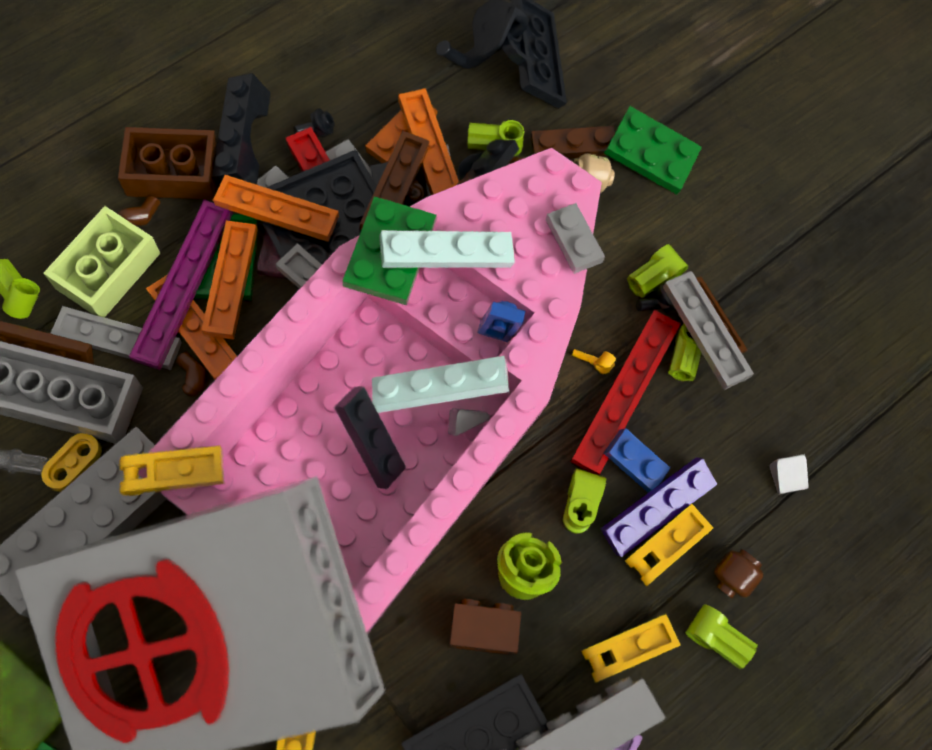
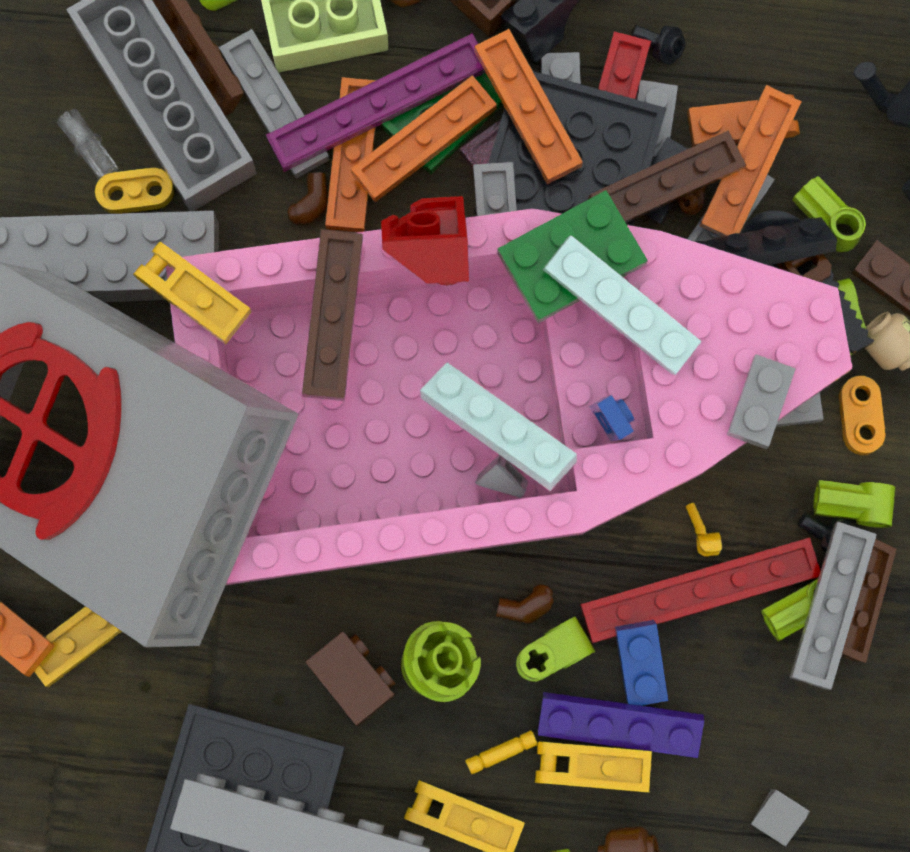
camera: 50 degrees right, 10 degrees up
(278, 405) = (332, 315): none -> reddish brown plate
(299, 306) = (430, 240): none -> red slope
(370, 437) = (395, 416): black plate -> none
(545, 489) = (530, 608): none -> reddish brown arm
(610, 587) = (501, 752): none -> yellow wheel
(611, 227) = (861, 414): none -> light orange plate

